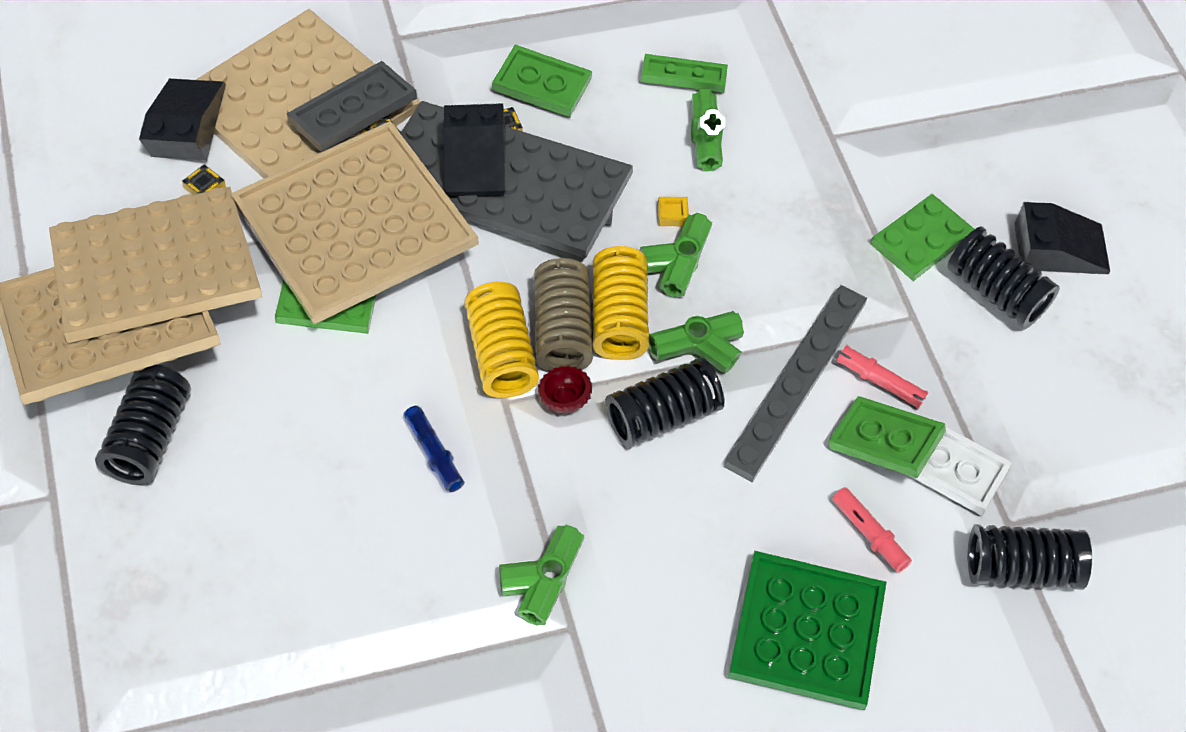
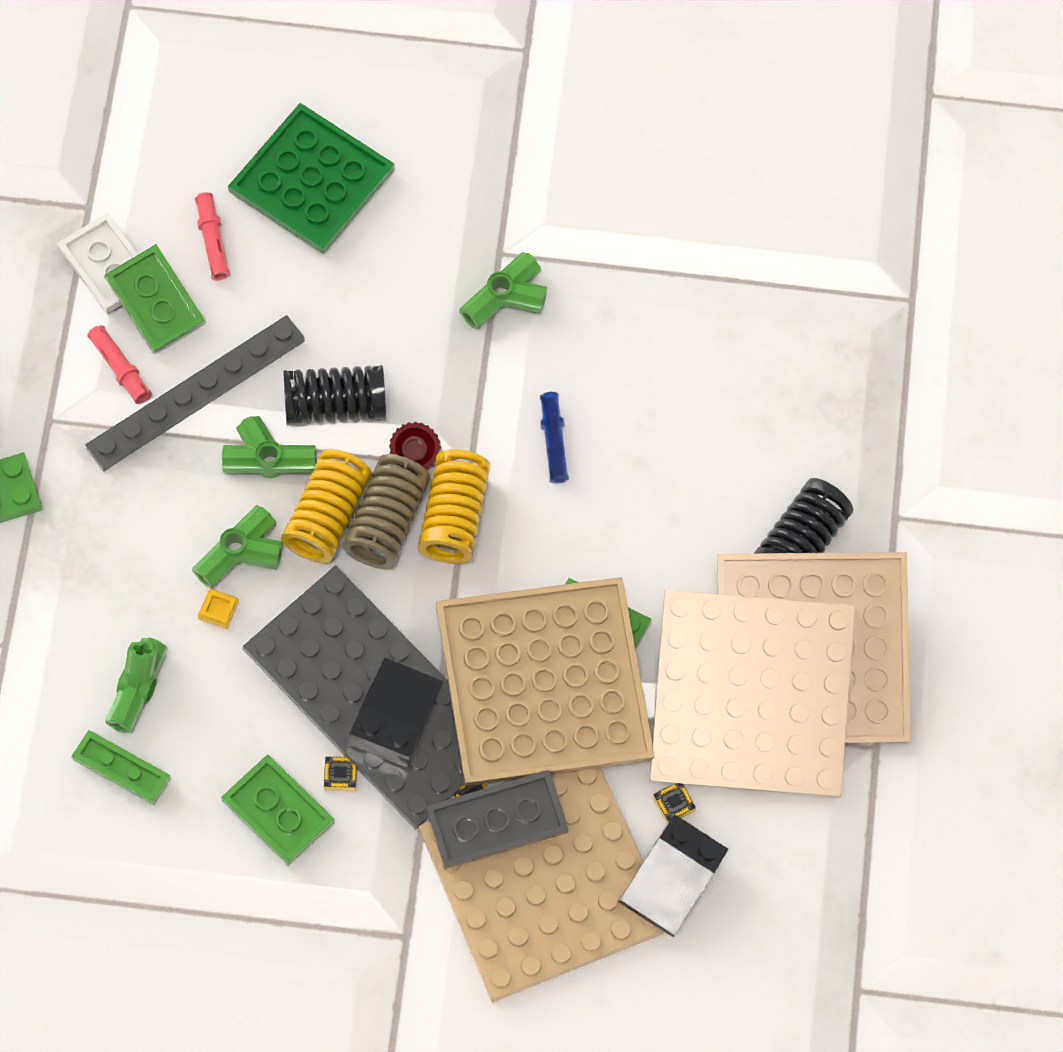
camera: 155 degrees left, 10 degrees up
(1029, 557) = (100, 156): black piece -> none

